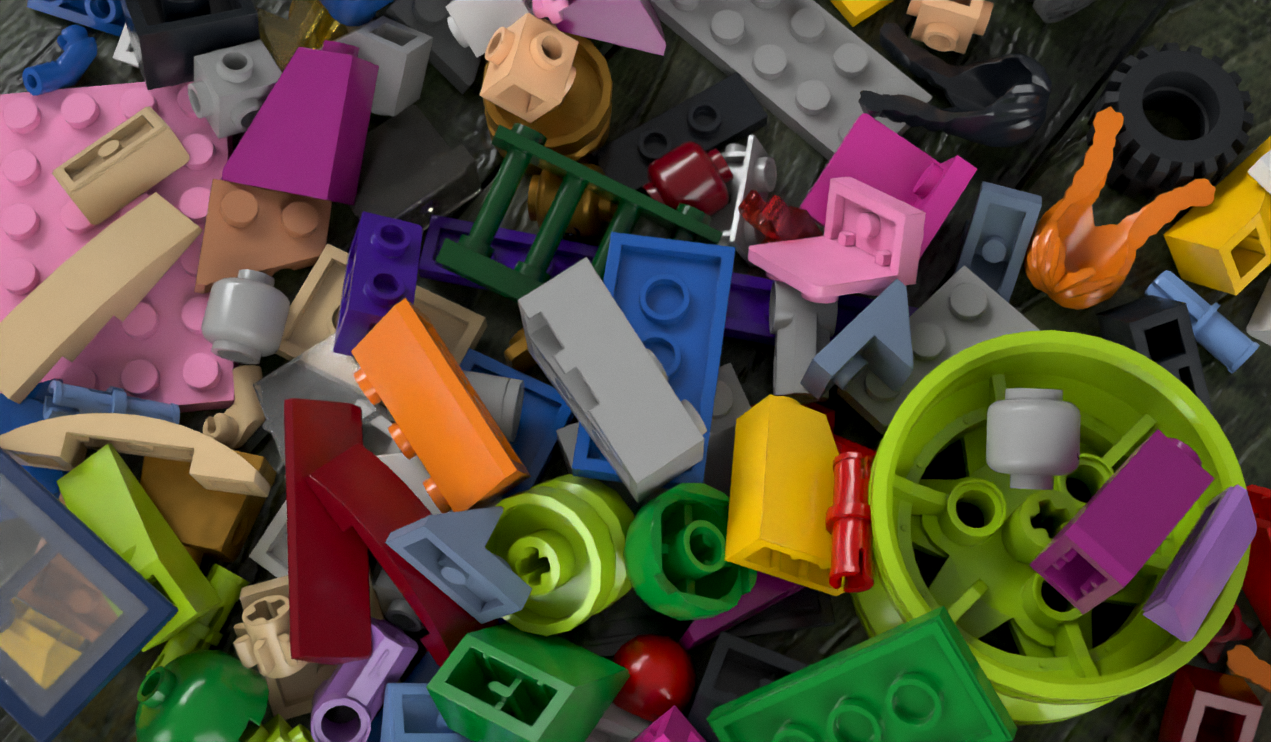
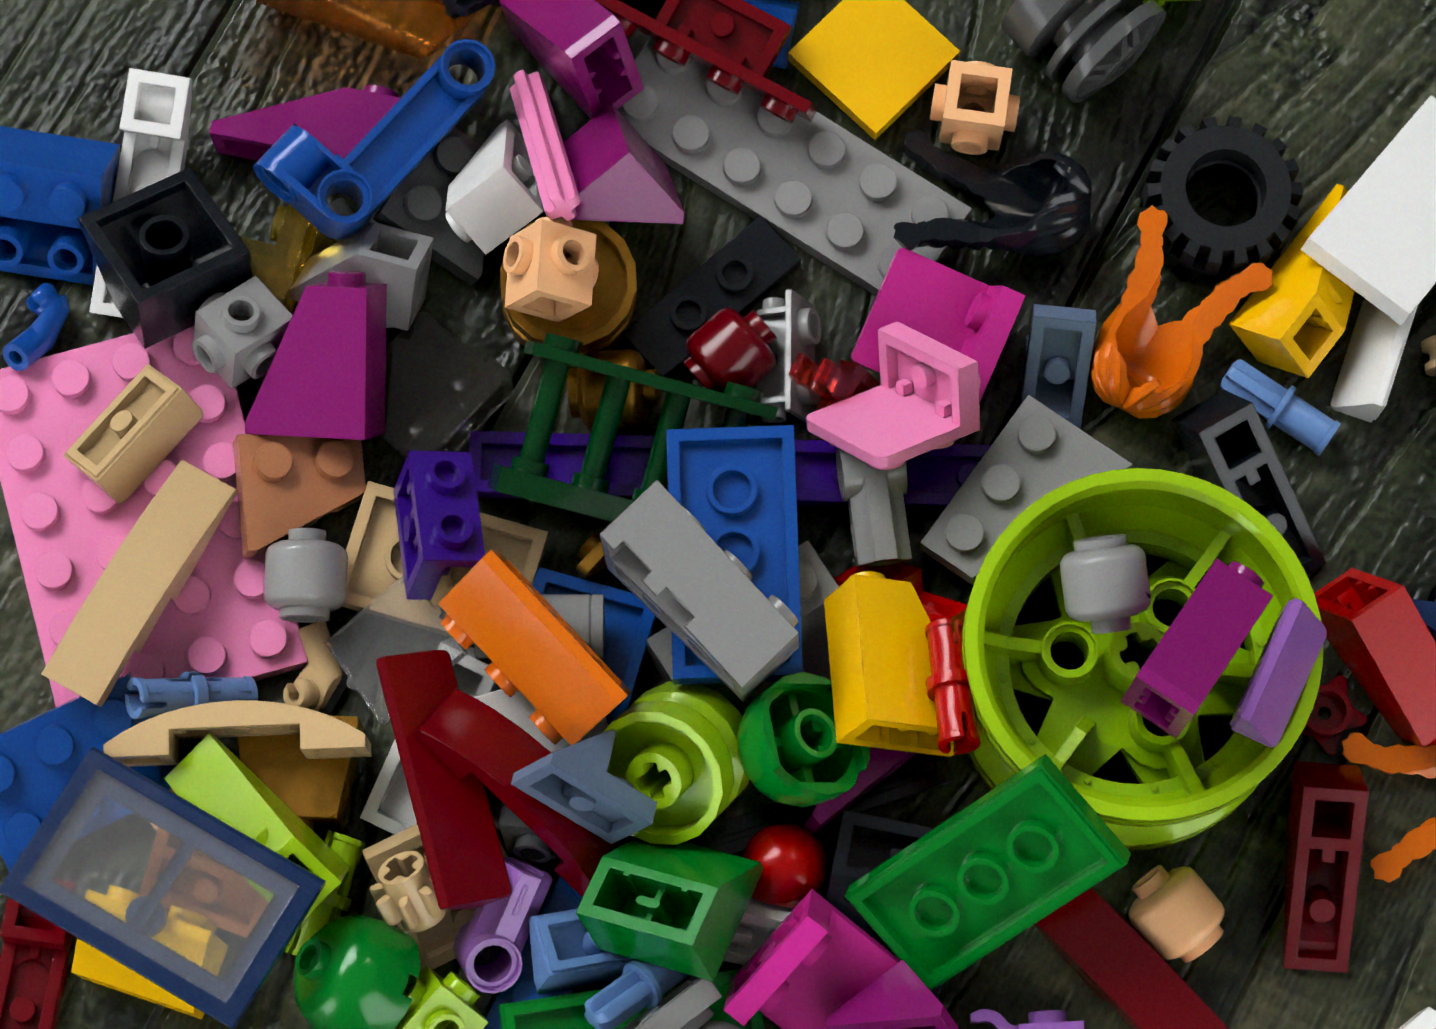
camera: 10 degrees left, 5 degrees up
(874, 340) = (948, 495): sand blue slope -> none

